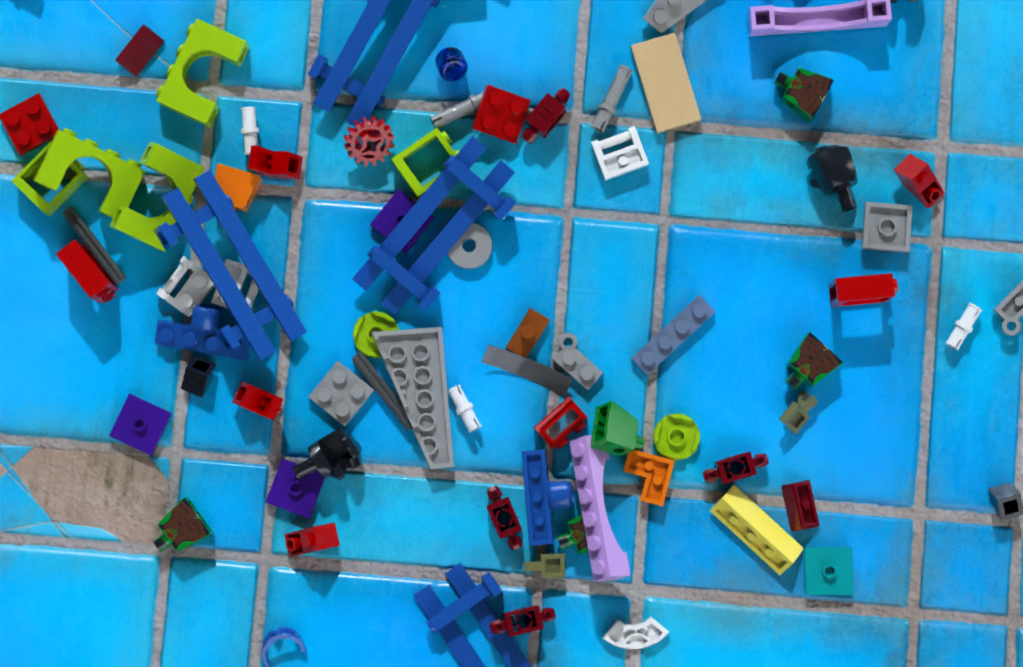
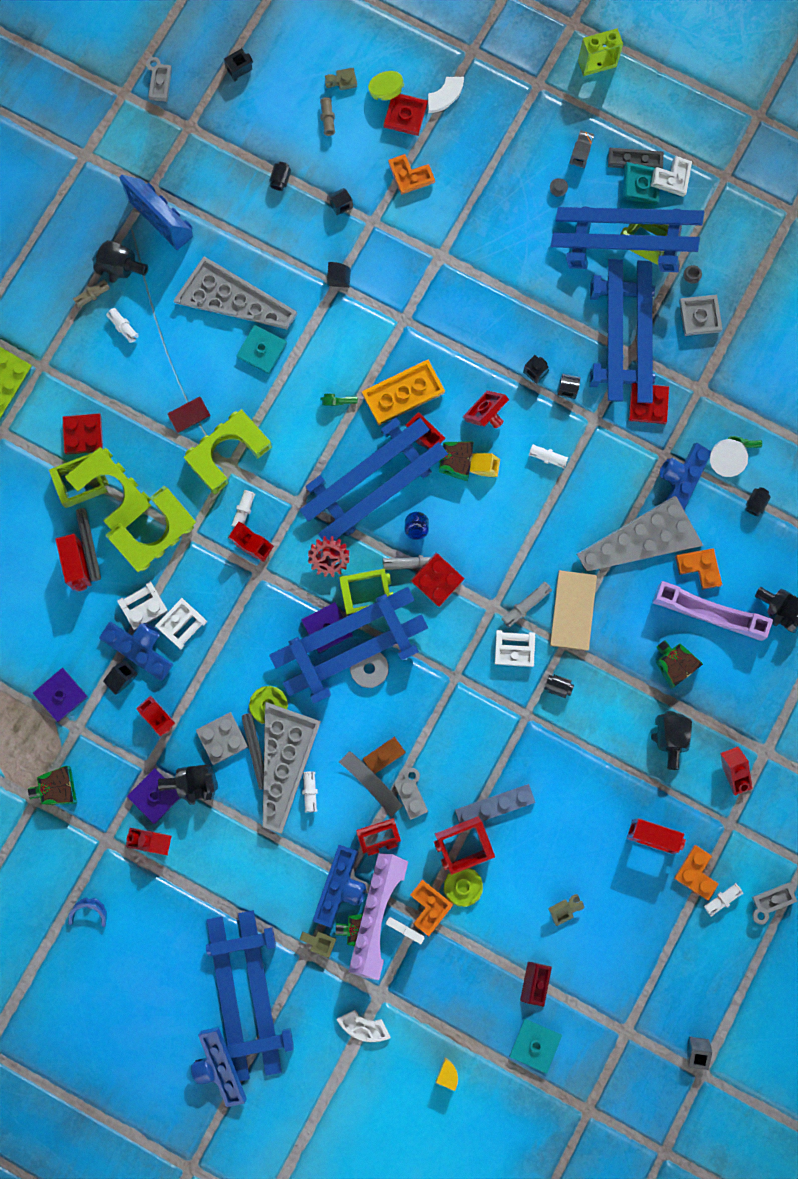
camera: 15 degrees right, 5 degrees down
(189, 224) = (175, 653): blue fence -> none
(239, 185) = (211, 549): orange torso -> none
(494, 494) = (302, 912): dark red piece -> none
(538, 616) = (301, 981): dark red piece -> none
(546, 115) = (471, 595): dark red piece -> none
(615, 430) = (417, 860): green torso -> none
(635, 510) = (405, 930): none -> white tile
(673, 405) = (469, 861): none -> red window
(686, 173) = (559, 686): none -> black brick
(748, 643) = (447, 1075): none -> yellow brick
(757, 530) = (494, 988): light yellow panel -> none
(759, 461) = (477, 928): dark red piece -> none
(811, 362) = (592, 875): torso -> none
(886, 227) = (696, 795): light grey plate -> none
(917, 314) = (691, 873): none -> orange plate

